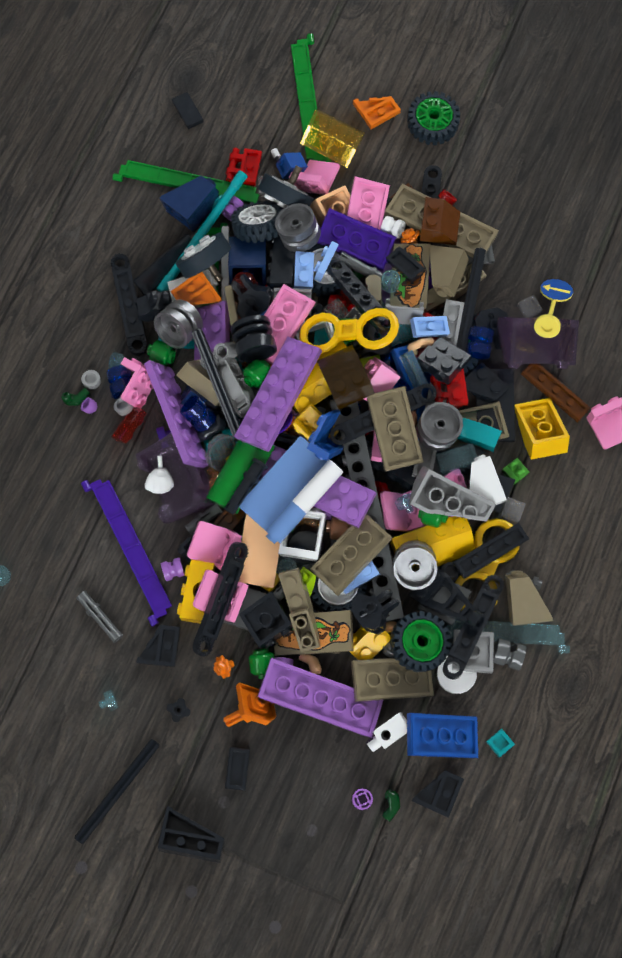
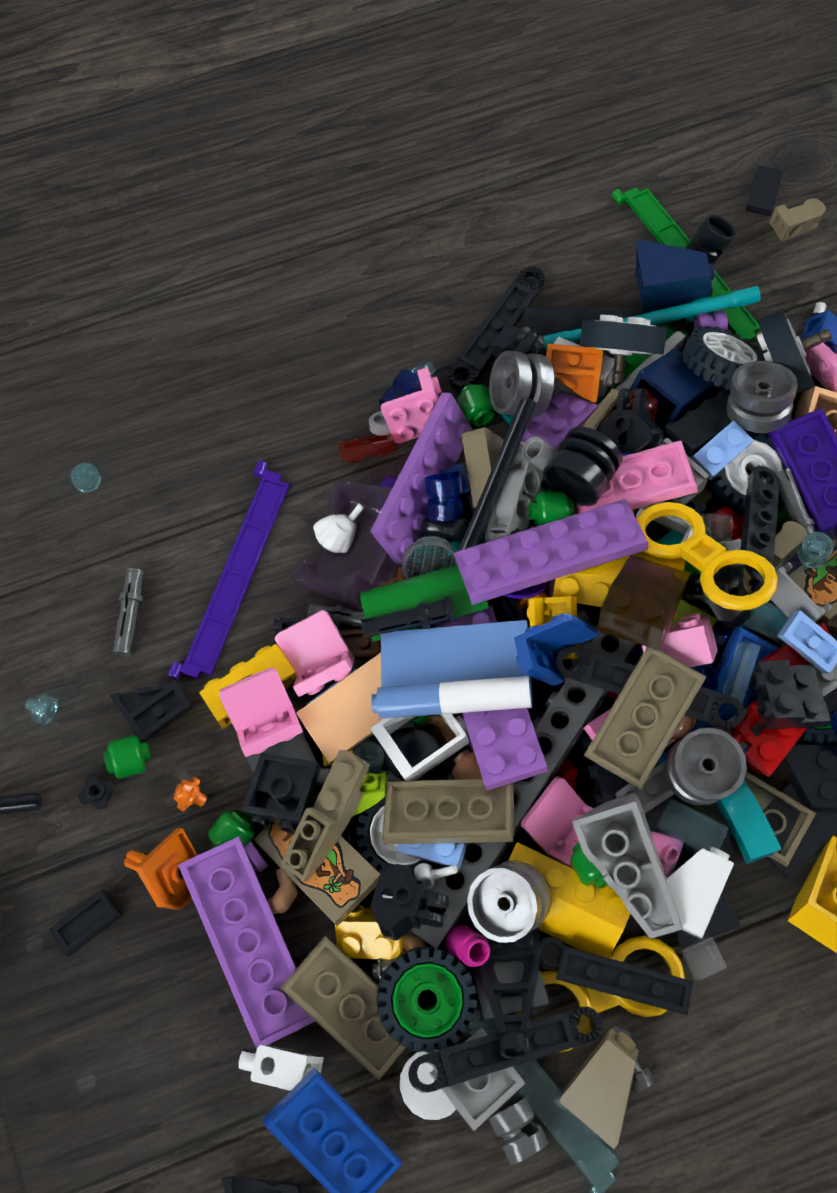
camera: 50 degrees right, 5 degrees down
(71, 399) = (342, 374): dark green arm -> none
(89, 406) = (348, 392): medium lavender hinge -> none
(91, 379) = (379, 369): light grey tile -> none
(172, 569) = (249, 635): medium lavender wheel -> none
(176, 680) = (126, 756): none -> green head
(190, 163) = (713, 237): none -> black wheel
(220, 114) = (797, 220): none -> dark tan leg
(220, 599) = (256, 715): black plate -> none
(250, 165) = (779, 295): red plate -> none
(321, 267) = (767, 457): light blue plate -> none
(362, 799) = (177, 1109): medium lavender wheel -> none
(369, 590) = (427, 875): none -> white hand
(394, 804) = (199, 1158): dark green arm -> none
(403, 503) = (569, 813): clear light blue tile -> none
(415, 602) = (468, 946): none -> dark pink brick
(421, 343) = (779, 650): light nougat arm -> none
(515, 470) = (754, 915): bright green tile -> none

